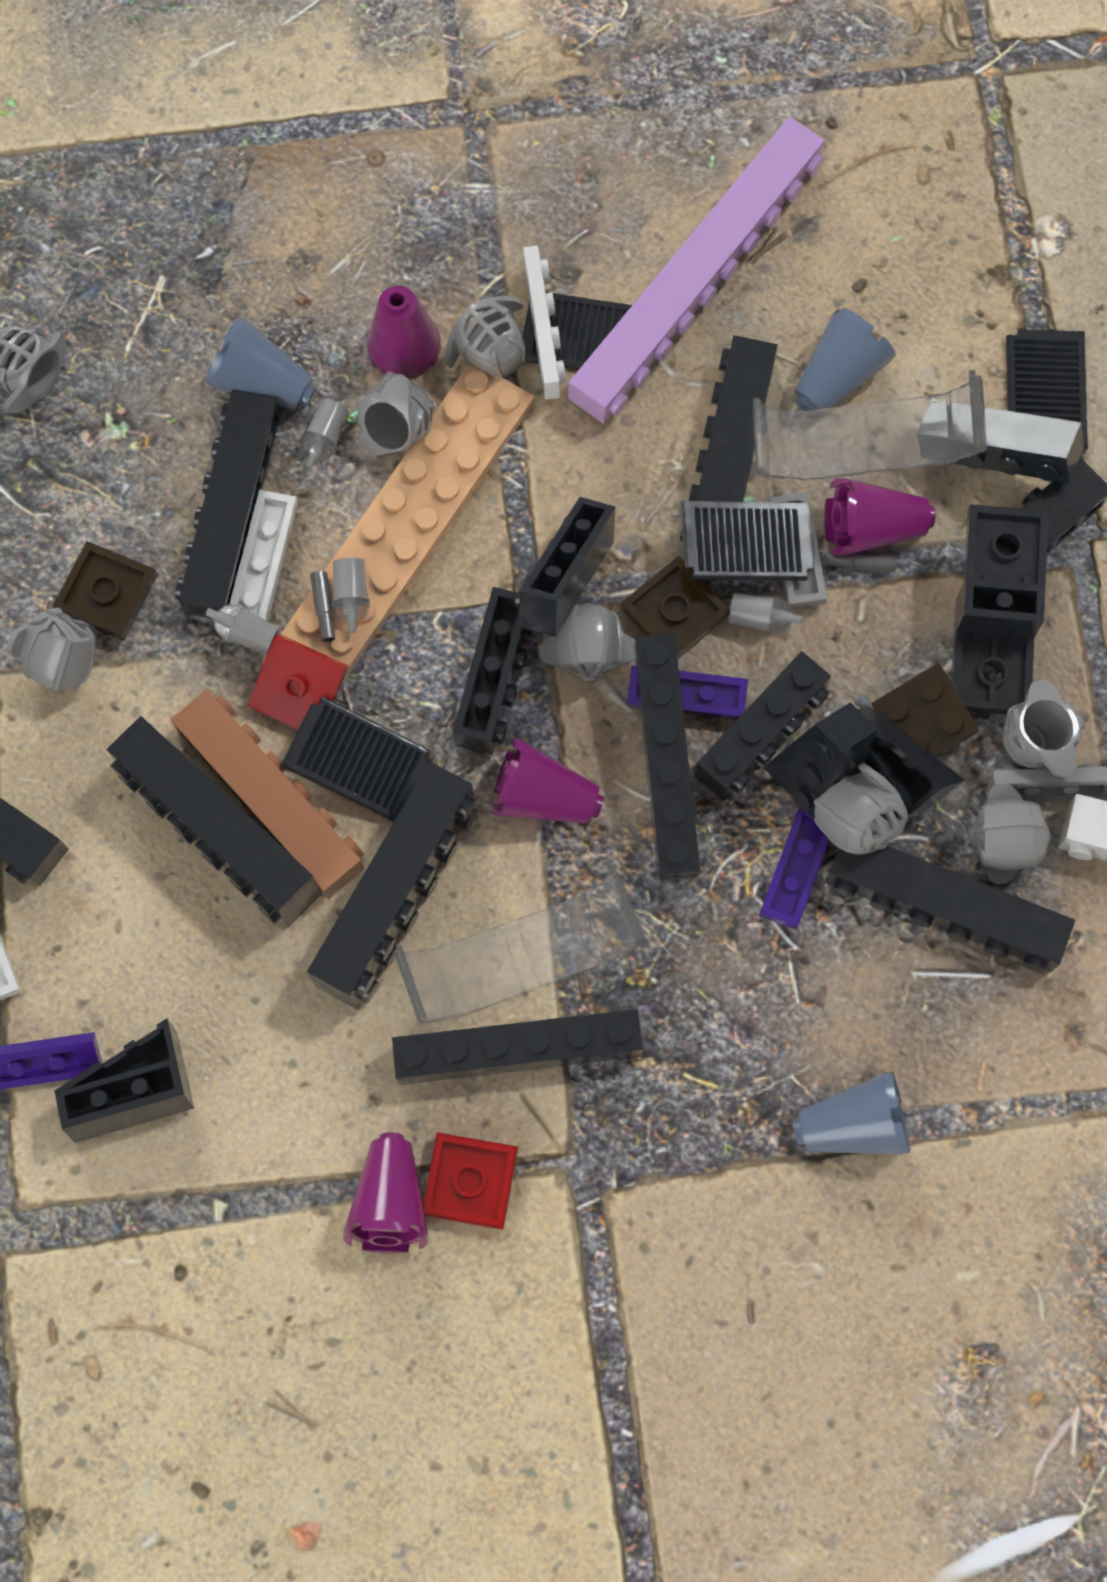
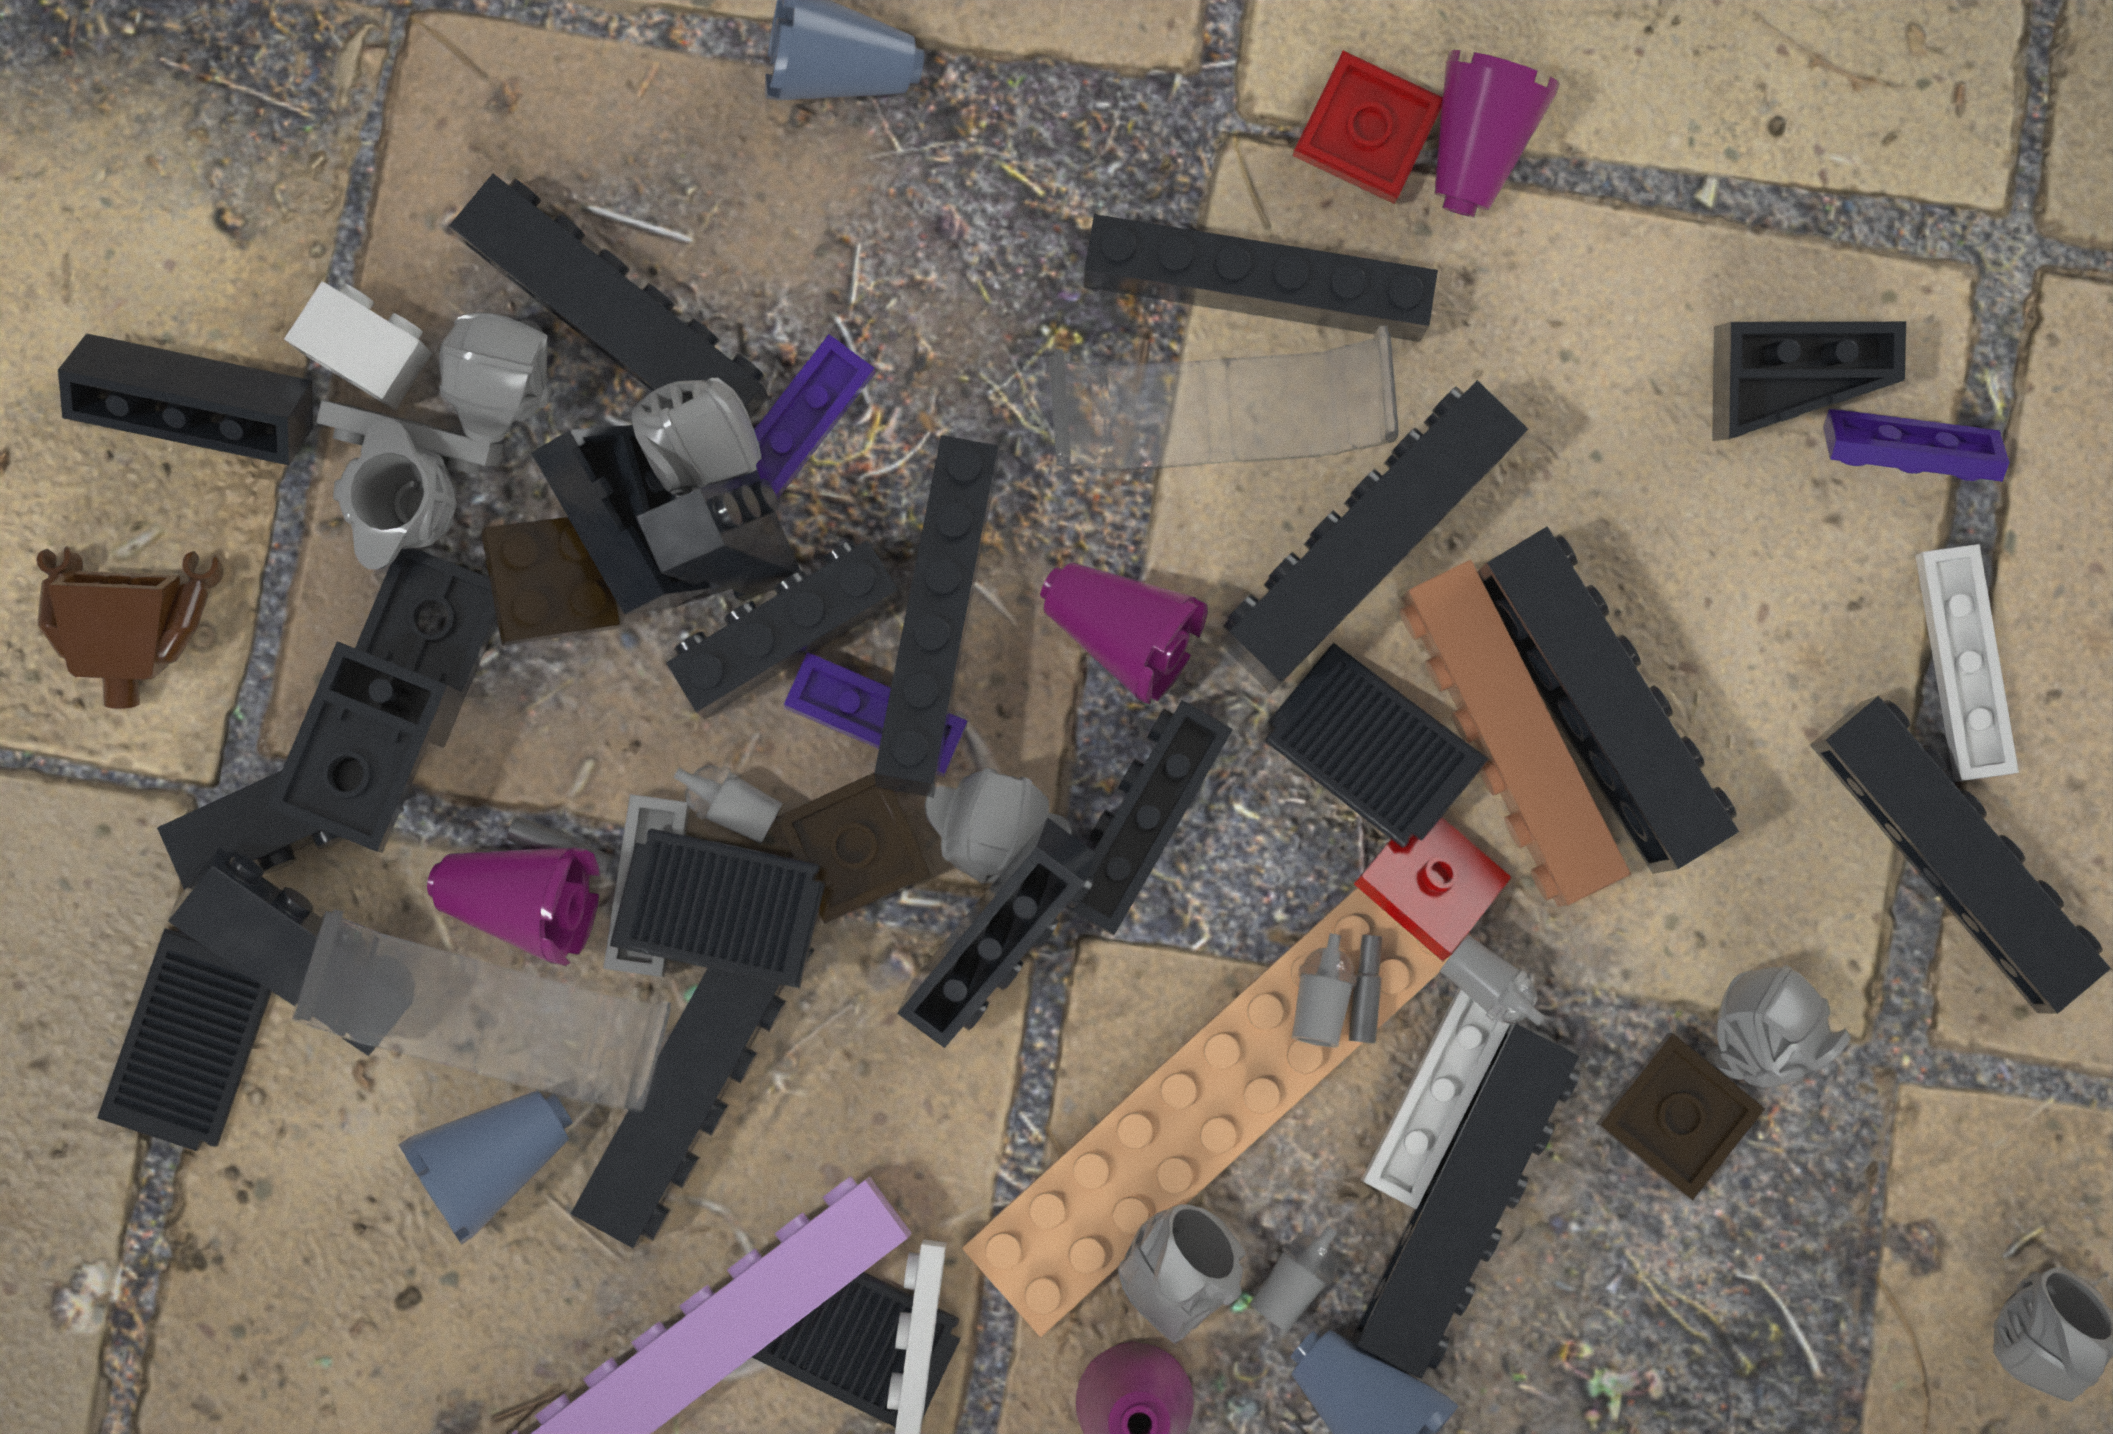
camera: 170 degrees left, 10 degrees up
(498, 342) = (1005, 1354): light grey piece -> none

